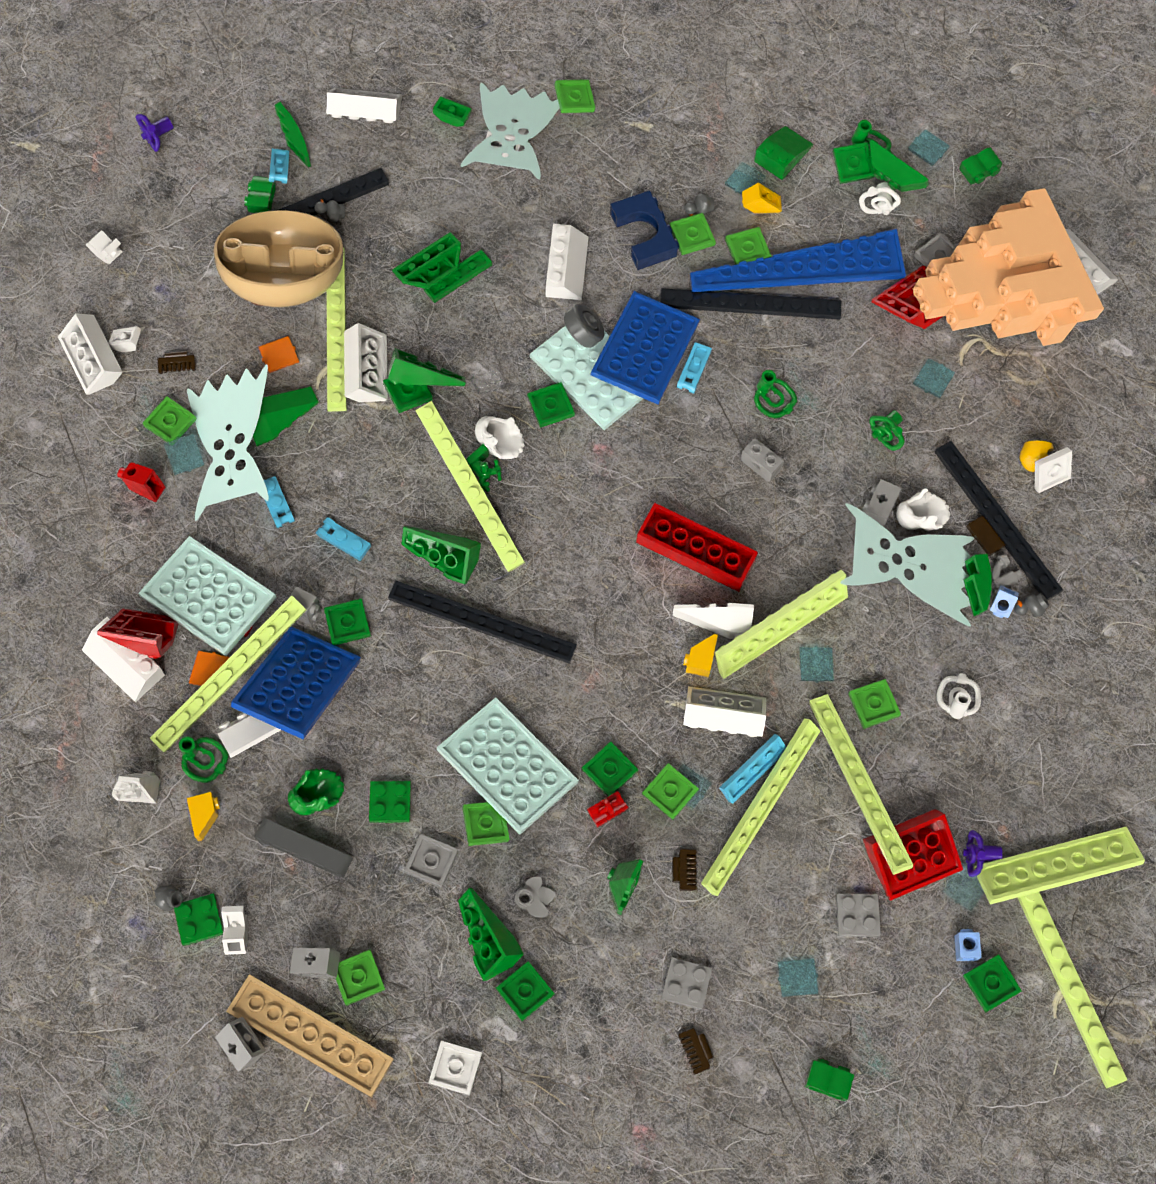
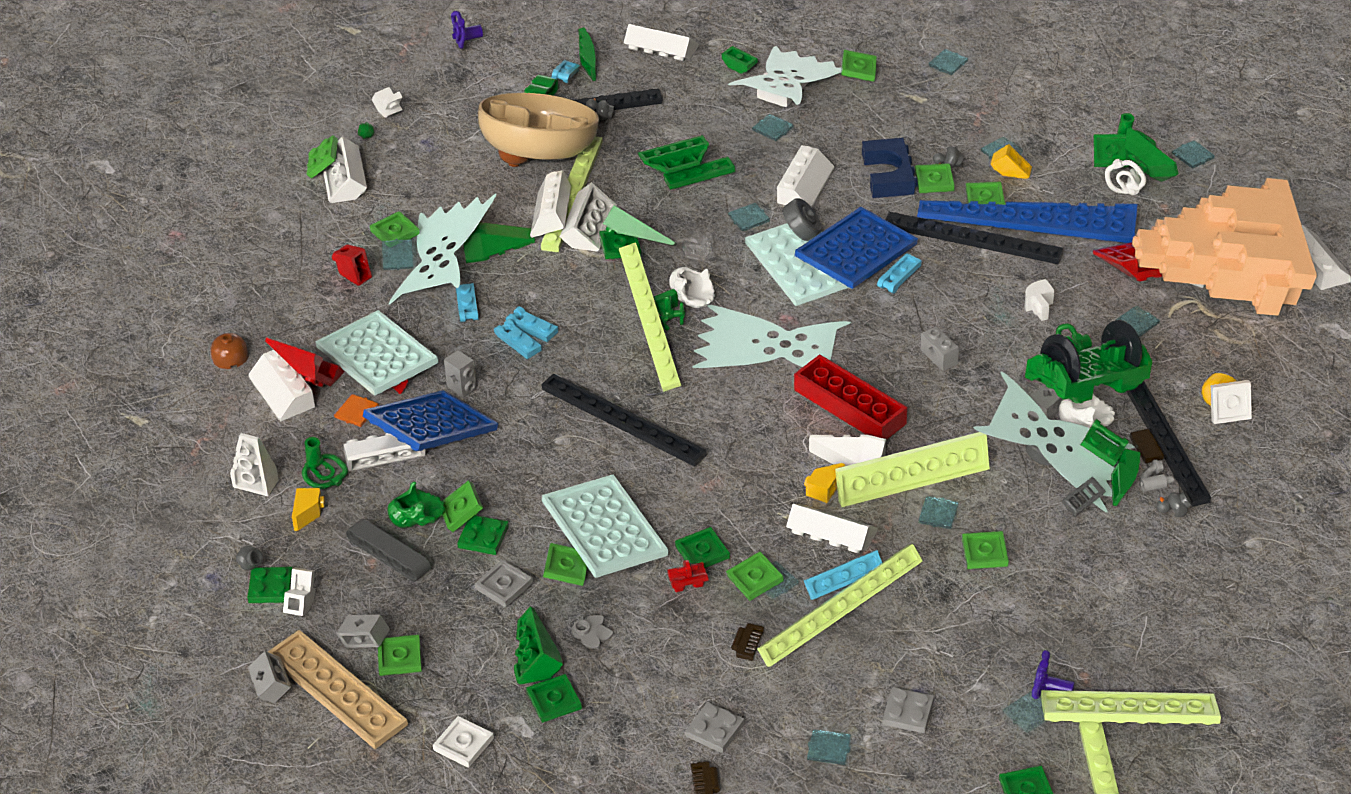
camera: 20 degrees right, 25 degrees down
(51, 625) = (229, 350): none -> dark orange cylinder
(60, 339) = (322, 156): none -> bright green plate
(93, 290) = (365, 130): none -> green plate
(125, 339) = (379, 167): white slope -> none
(176, 358) = (417, 189): dark brown piece -> none
(228, 673) = (387, 394): yellowish green plate -> none
(278, 354) = (512, 202): orange piece -> none
(323, 357) = (551, 204): none -> white slope
(347, 622) = (496, 396): green plate -> none
(352, 516) = (533, 325): none -> medium azure plate
(360, 778) = (461, 506): none -> bright green plate
(448, 553) = (608, 364): green wedge -> none
(511, 195) = (772, 127): none -> clear light blue piece
(523, 322) = (748, 217): none -> clear light blue piece
(550, 404) = (750, 276): green plate -> none
(556, 480) = (733, 337): none -> light aqua piece
(623, 882) = (684, 626): green wedge -> none
(659, 70) = (948, 62): none -> clear light blue piece
(764, 386) = (964, 295): green piece -> none
(782, 152) = (1043, 134): green slope -> none
(835, 371) = (1038, 298): none -> white brick
(861, 785) = (944, 598): yellowish green plate -> none
(921, 464) = (1118, 362): none -> green piece
(929, 848) = (981, 670): red slope -> none
(935, 625) = (1070, 505): none -> dark grey slope
(948, 553) = (1101, 446): none -> green plate
(959, 704) = (1068, 566): white piece -> none
(963, 953) = (1011, 753): light blue brick -> none
(980, 166) = (1239, 172): green brick -> none
(1004, 594) = (1153, 494): light blue brick -> none

